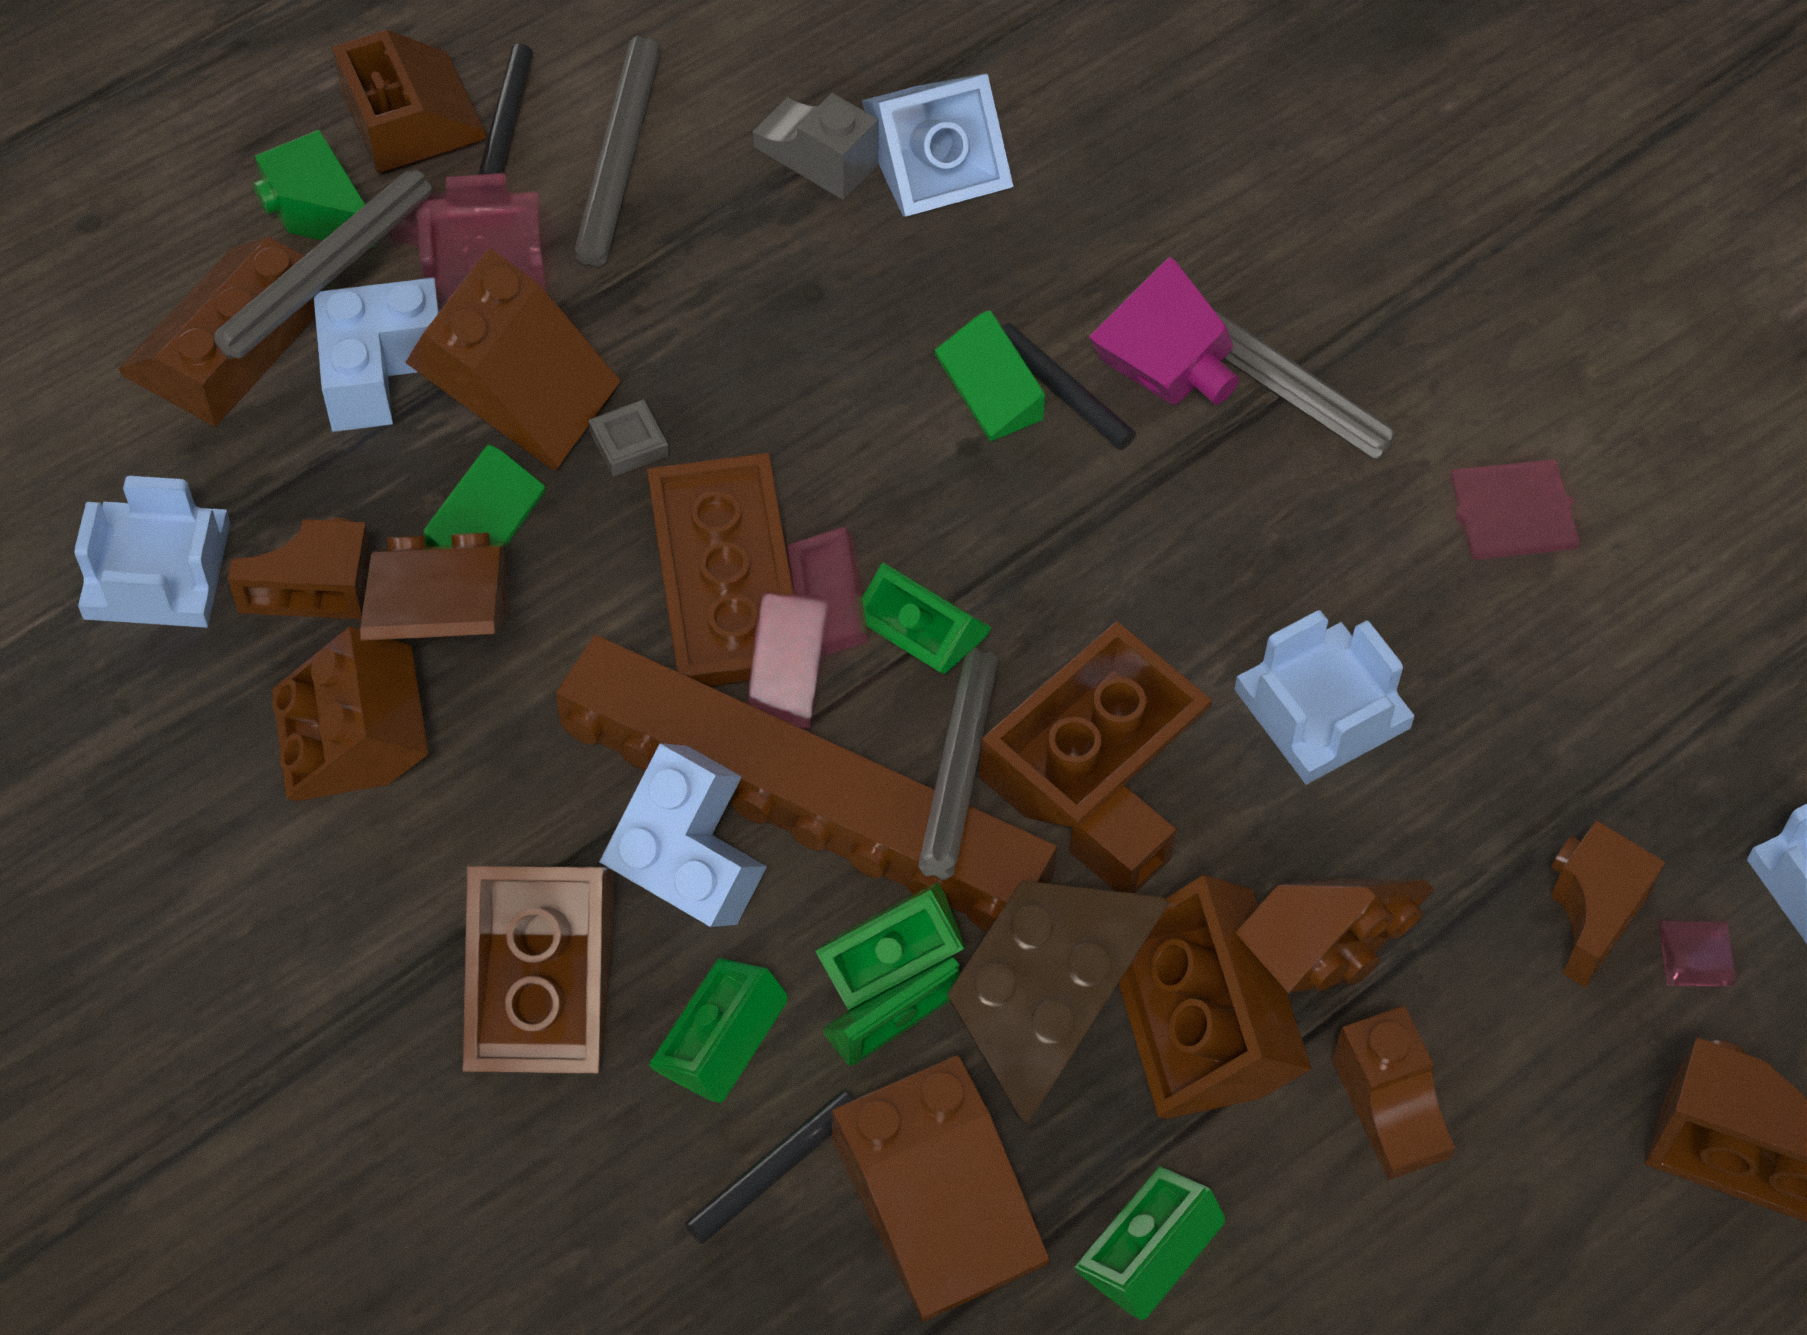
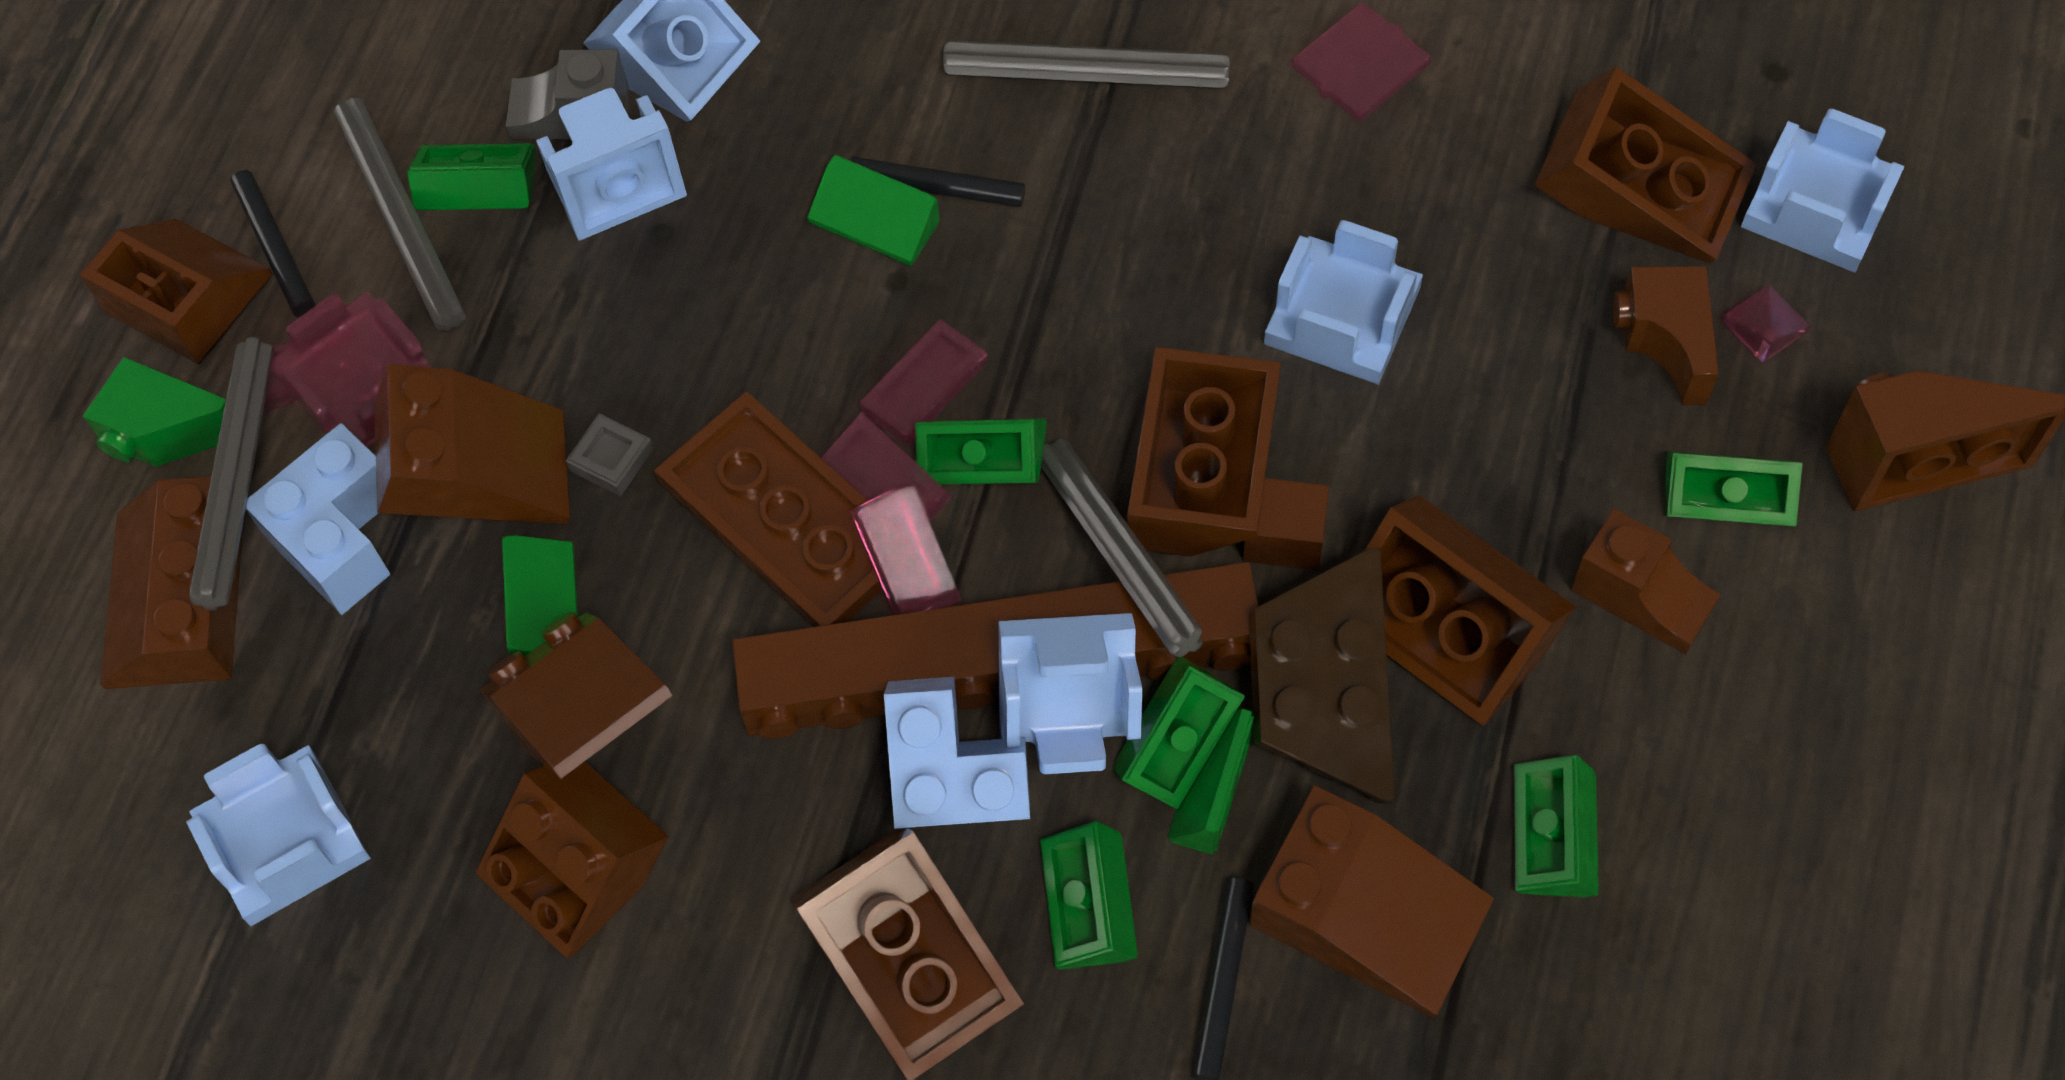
camera: 30 degrees left, 5 degrees up
(310, 576) = (434, 753): reddish brown arch -> none
(698, 156) = (472, 176): none -> green slope
(798, 208) = (614, 163): none -> light blue panel
(822, 844) = (1069, 688): none -> light blue panel
(923, 537) = (924, 381): none -> clear pink tile
(1168, 339) = (999, 89): magenta torso -> none
(1330, 928) = (1507, 482): reddish brown slope -> none
(1545, 1069) = (1732, 488): none -> green slope
(1691, 753) = (1645, 168): none -> reddish brown slope

